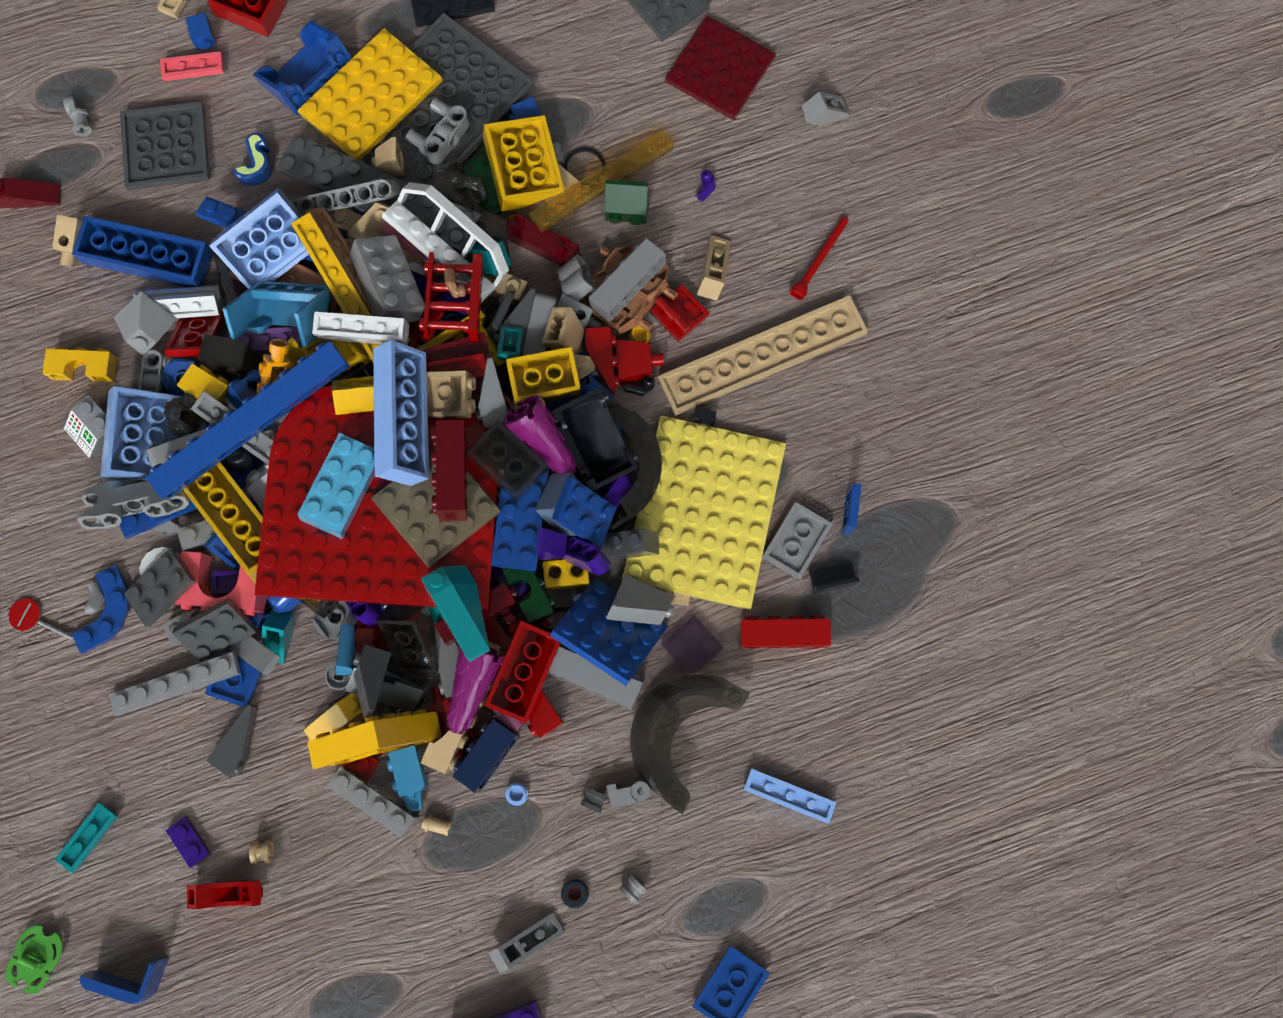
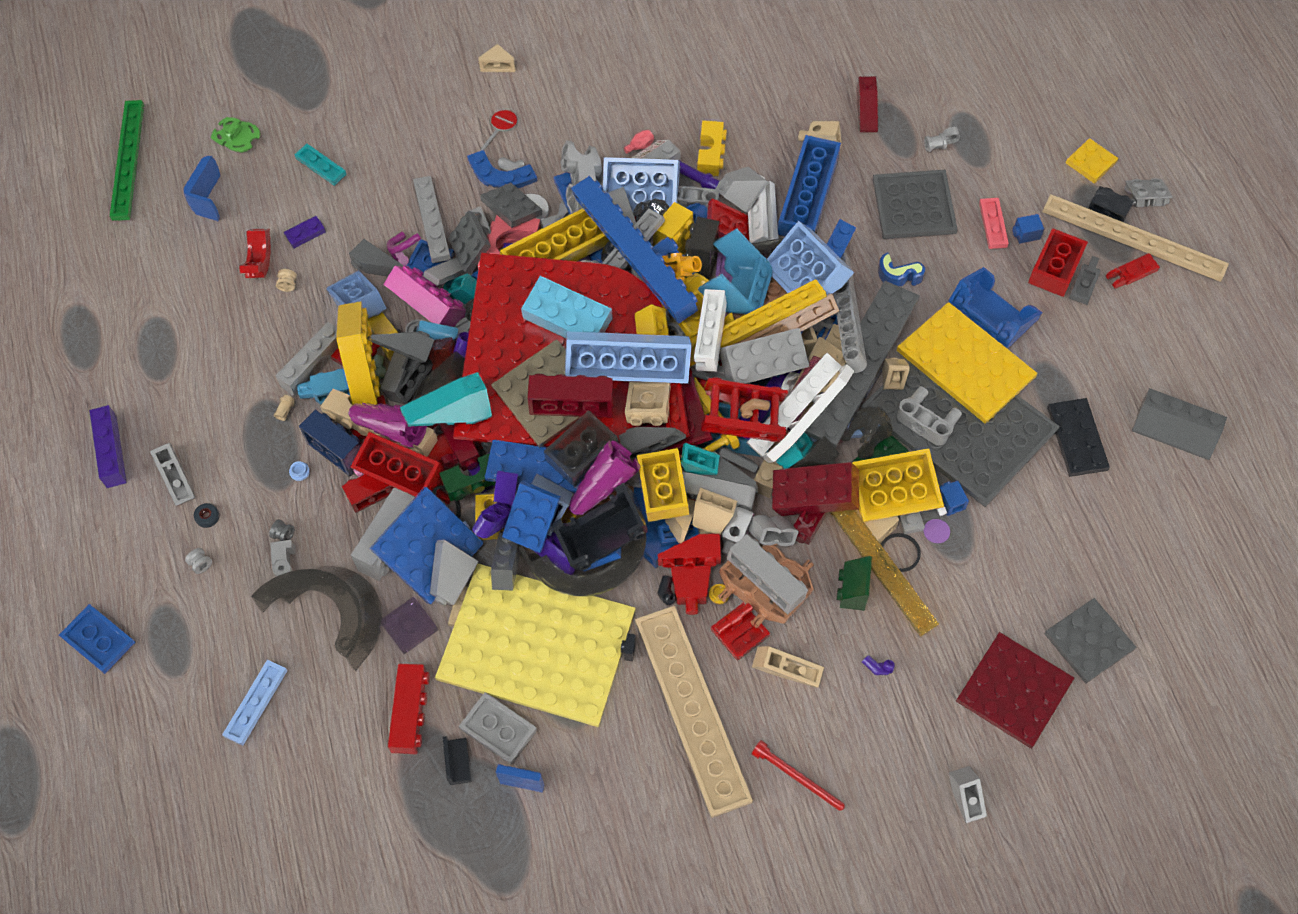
camera: 95 degrees right, 15 degrees down
(66, 446) = (640, 141): none -> coral piece
(126, 368) = (706, 180): none -> dark purple pin
(227, 718) = (396, 250): none -> magenta piece
(283, 762) = (356, 289): none -> medium blue slope
(292, 673) = (425, 296): none -> brick
(534, 232) = (815, 489): none -> dark red brick
(560, 132) = (936, 531): none -> medium lavender sticker

